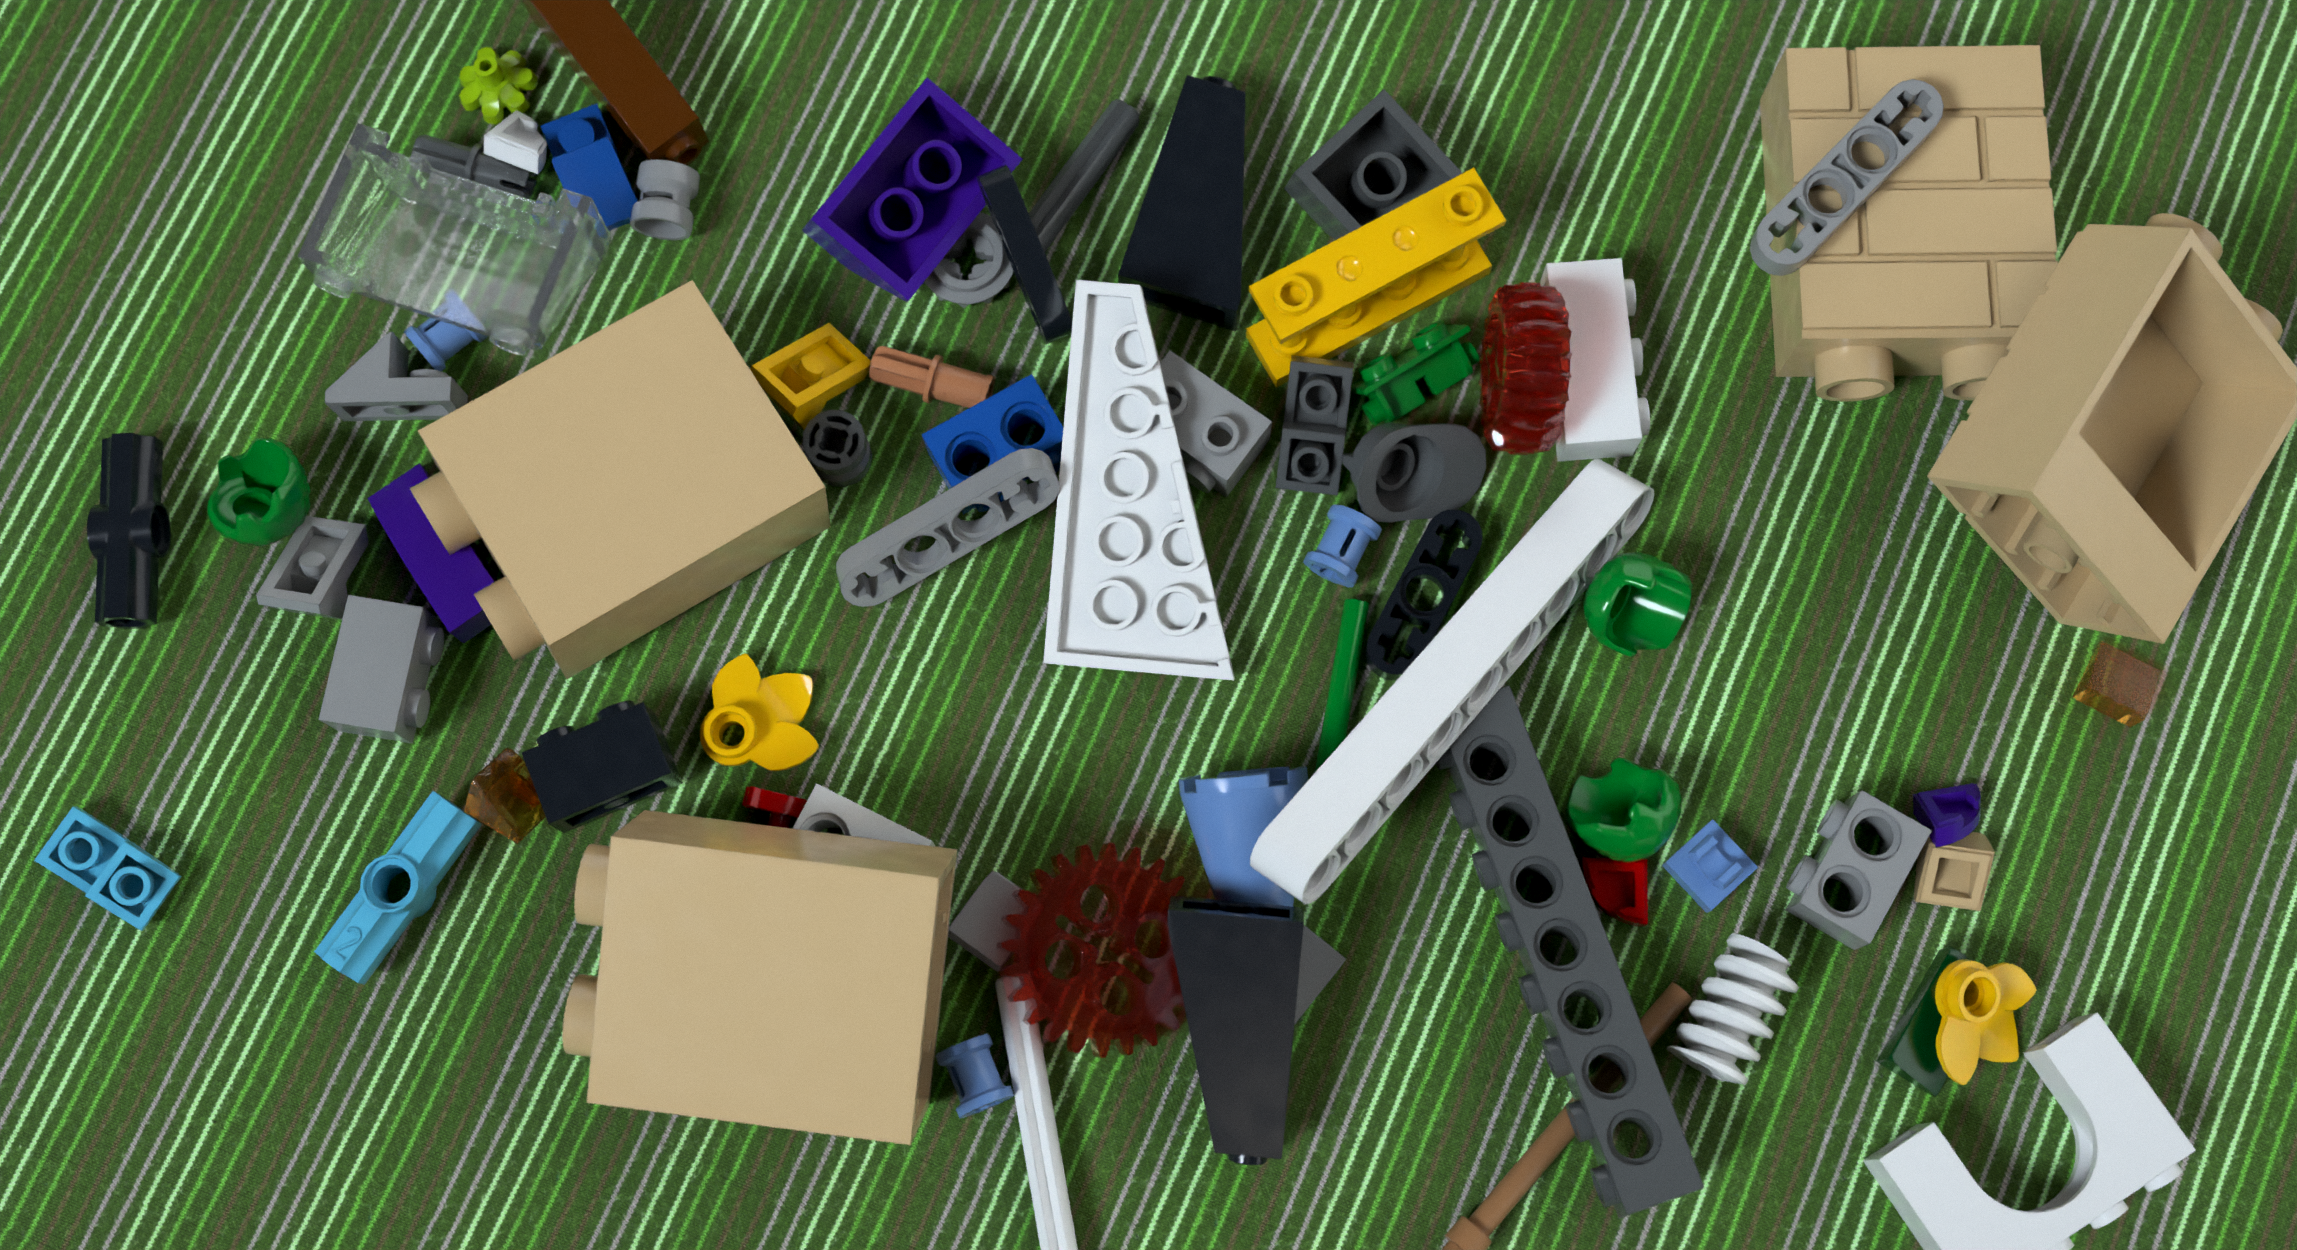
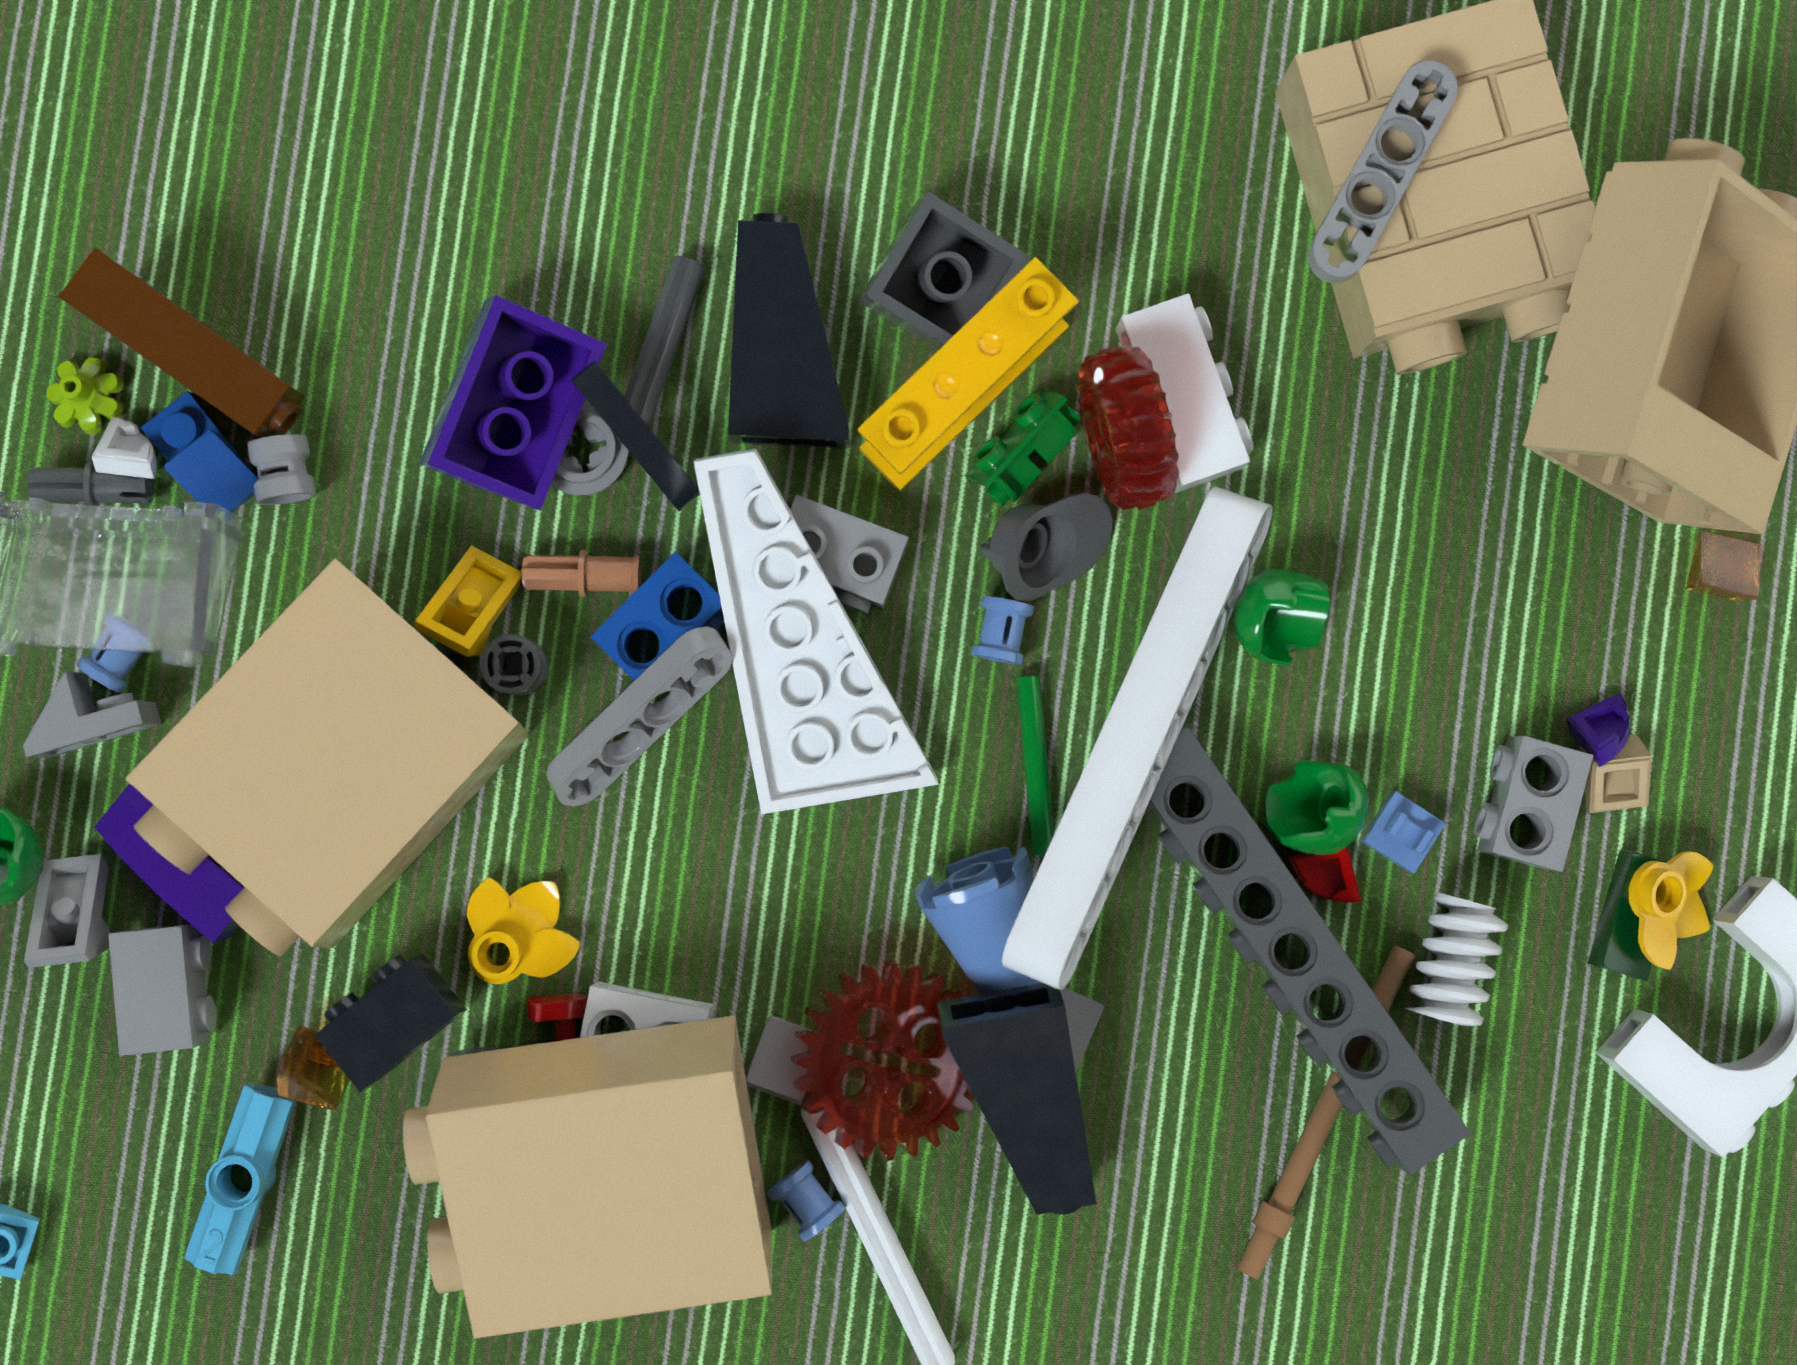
camera: 20 degrees left, 10 degrees up
(1314, 425) = (946, 522): dark grey slope -> none
(1428, 547) = (1110, 614): black beam -> none

